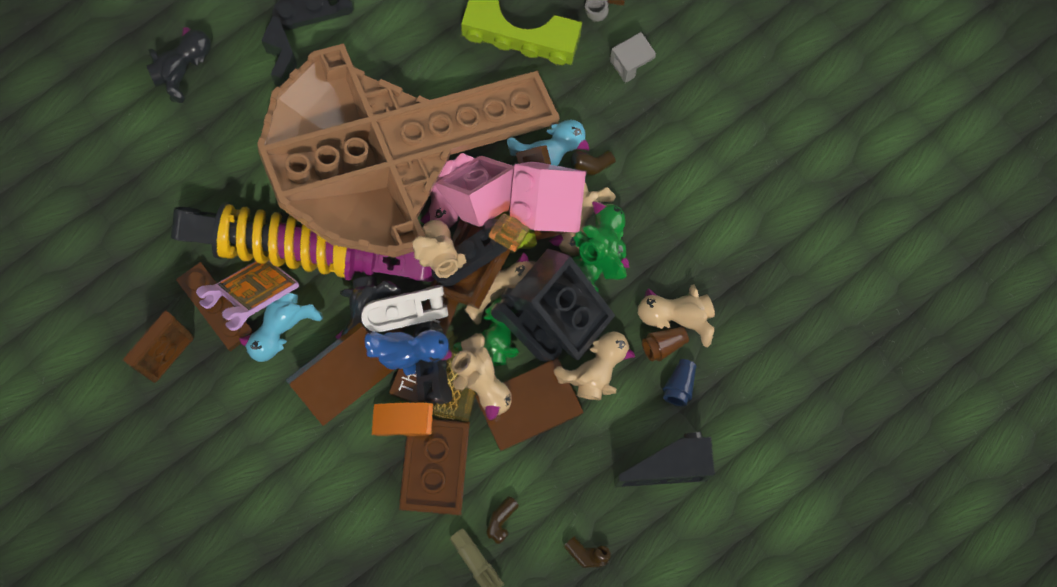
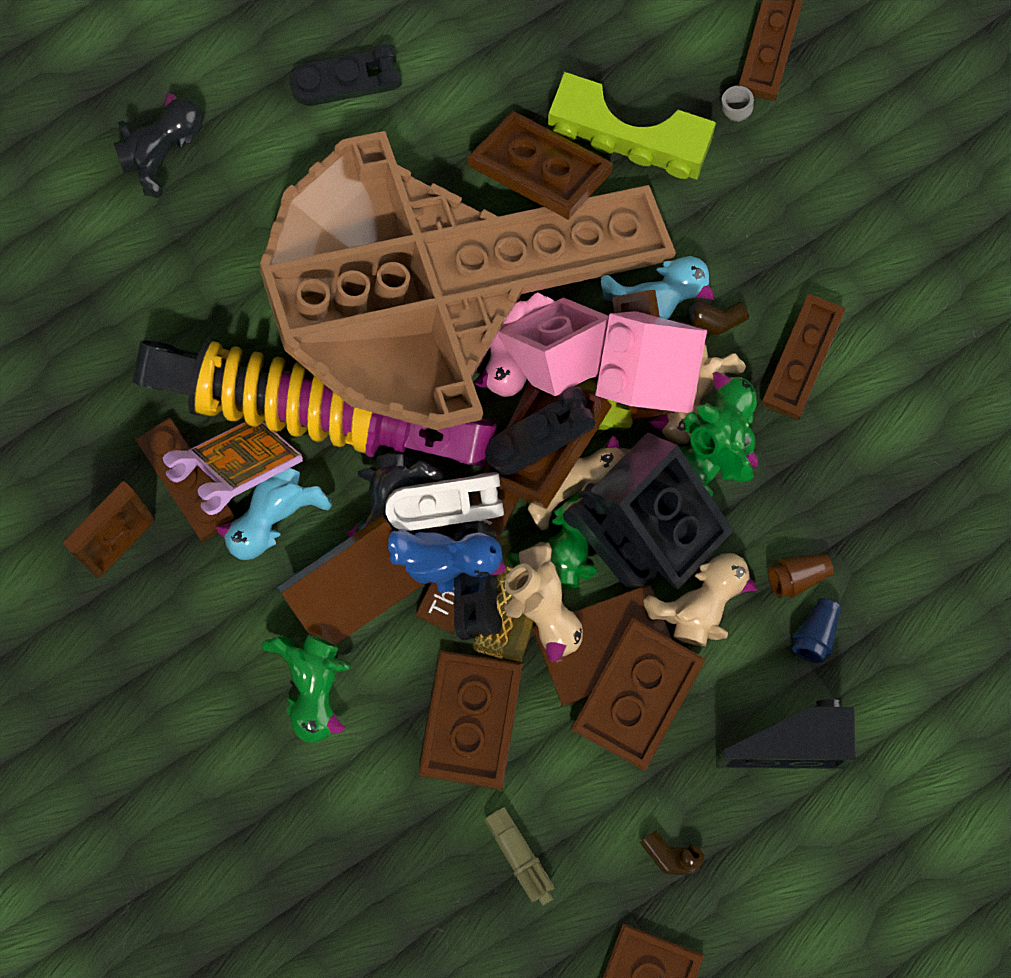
camera: 10 degrees right, 0 degrees up
(277, 44) = (293, 125): black slope -> none
(317, 441) = (313, 673): none -> green animal
(402, 419) = (431, 652): orange slope -> none
(437, 249) = (496, 423): tan animal -> none
(457, 61) = (540, 164): none -> reddish brown tile
(498, 518) = (553, 797): dark brown arm -> none
(509, 232) = (595, 406): clear yellow plate -> none
(554, 438) = (637, 694): none -> reddish brown tile
(631, 55) = (781, 172): light grey panel -> none
(656, 186) = (803, 356): none -> reddish brown plate
(687, 311) = (833, 532): tan animal -> none

